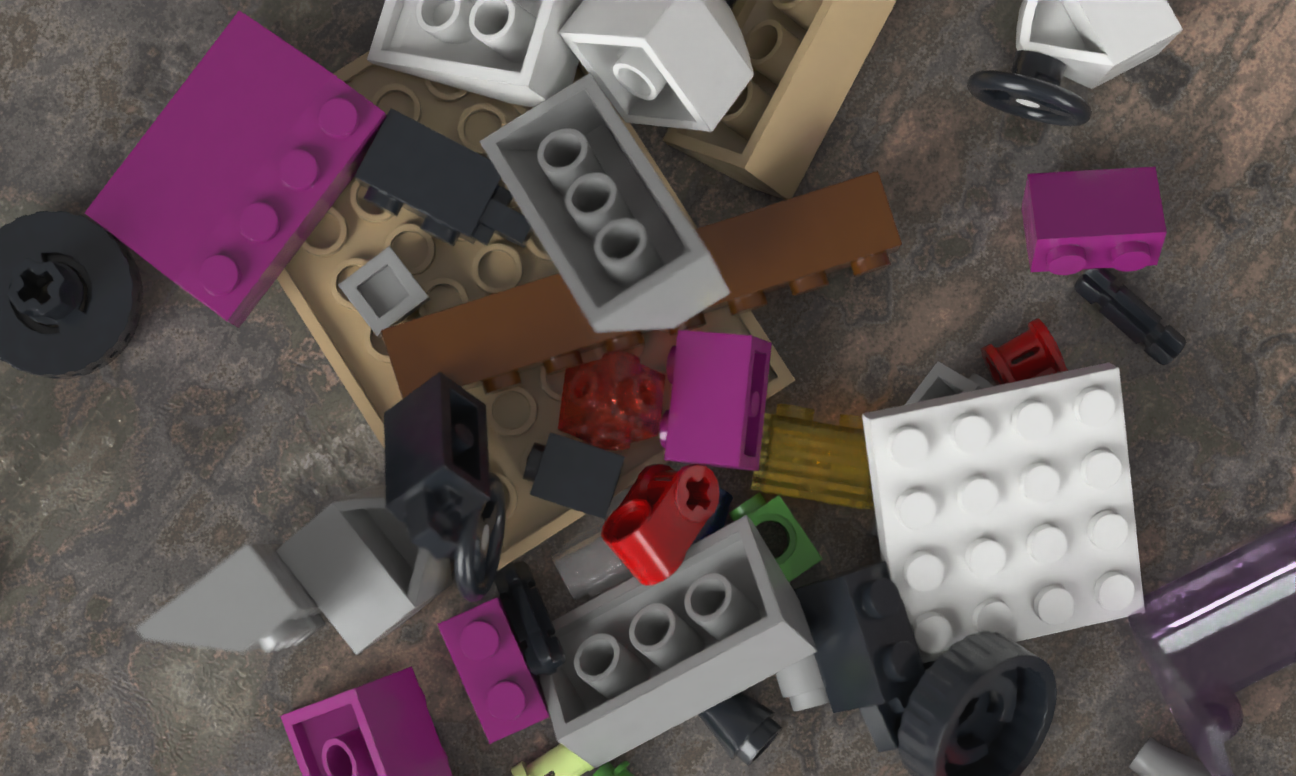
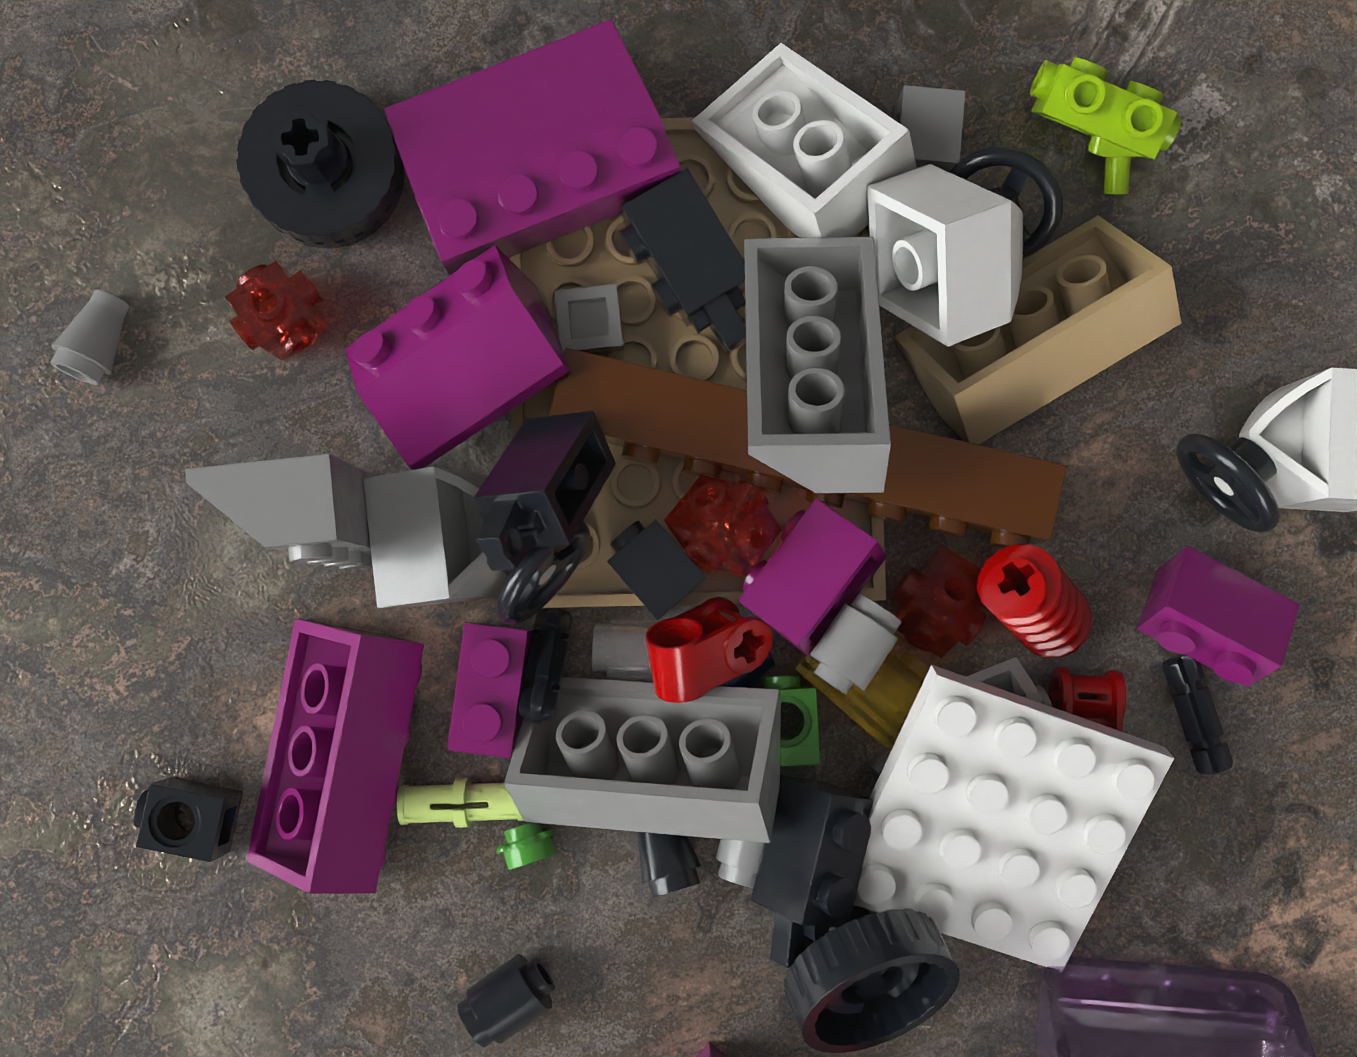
camera: 30 degrees right, 0 degrees up
(121, 454) = (292, 322): none -> clear red brick
(289, 397) = (457, 358): none -> magenta slope
(788, 436) = (855, 644): none -> light grey brick
(844, 353) = (940, 603): none -> clear red brick
(924, 302) = (1035, 600): none -> red piece

